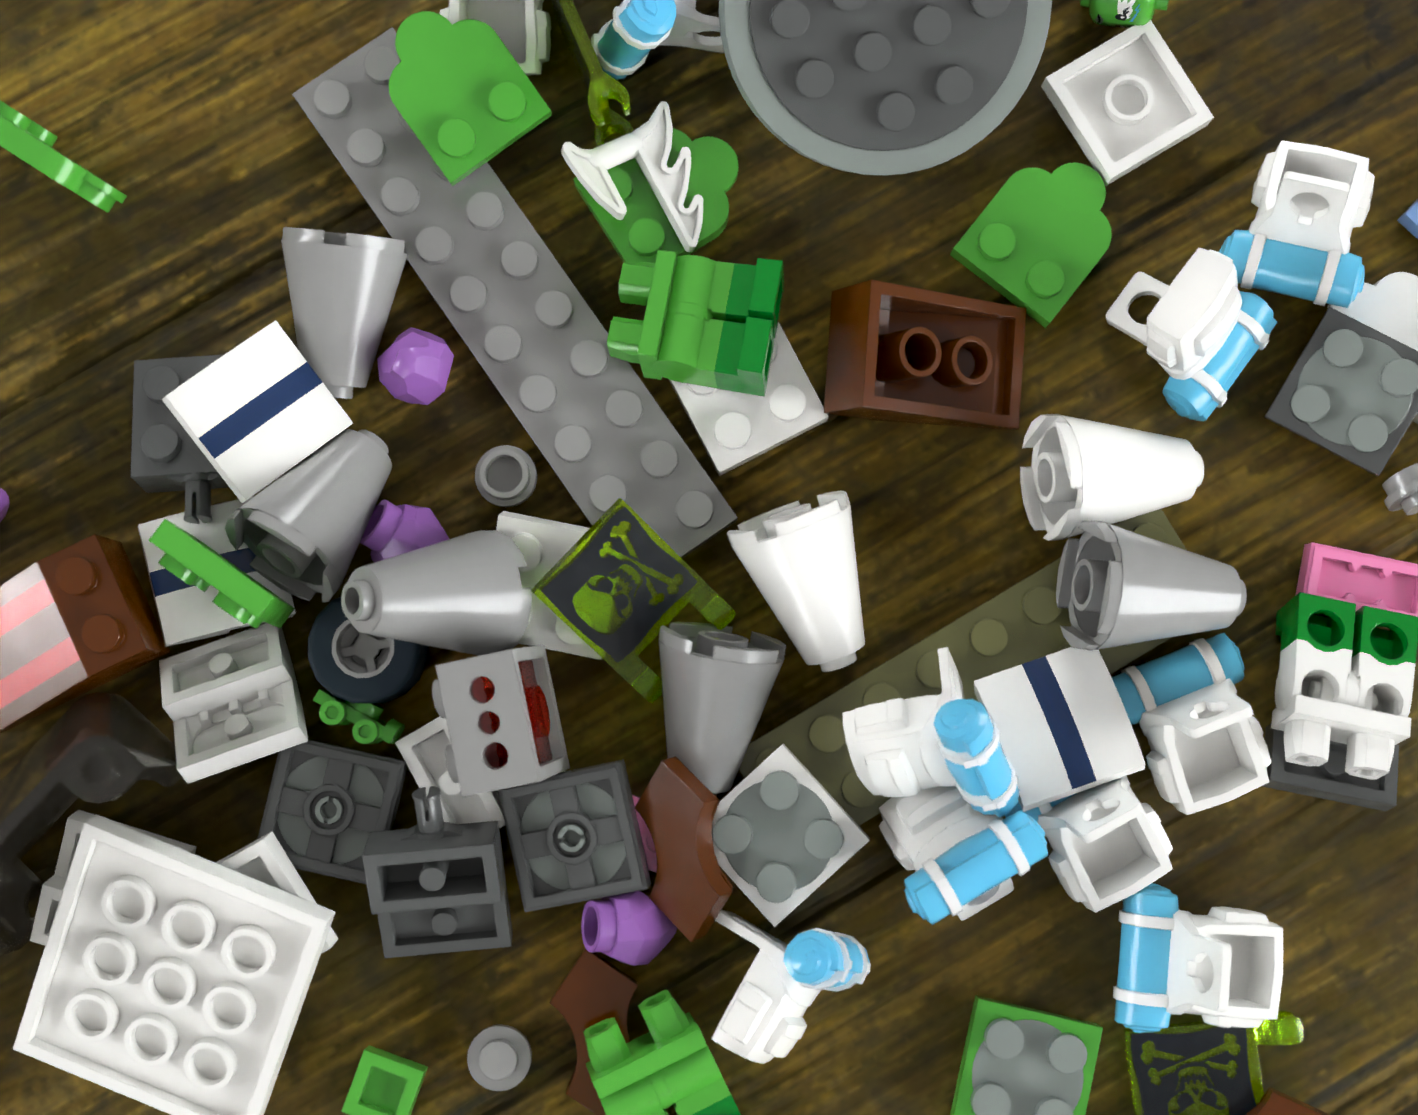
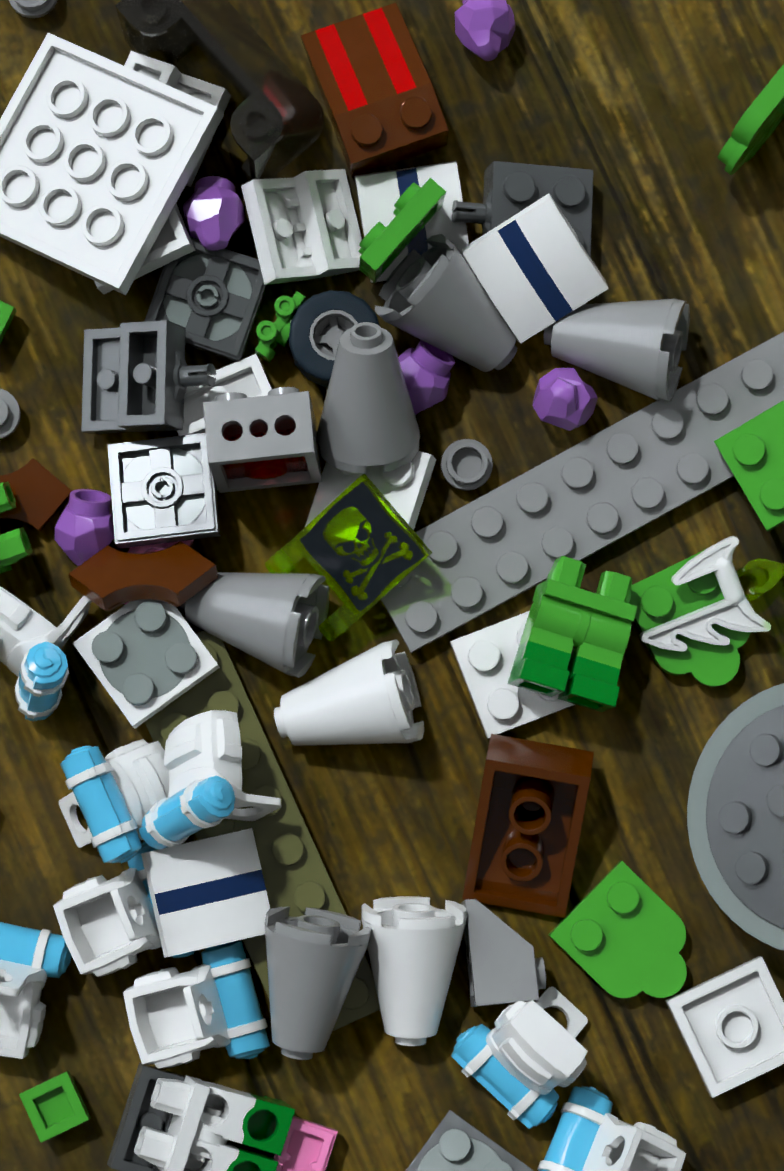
camera: 90 degrees right, 0 degrees up
(223, 814) = (213, 212): none -> medium lavender rock
(1093, 374) = (499, 960): none -> light grey slope
(1326, 882) = (54, 1106): none -> bright green plate

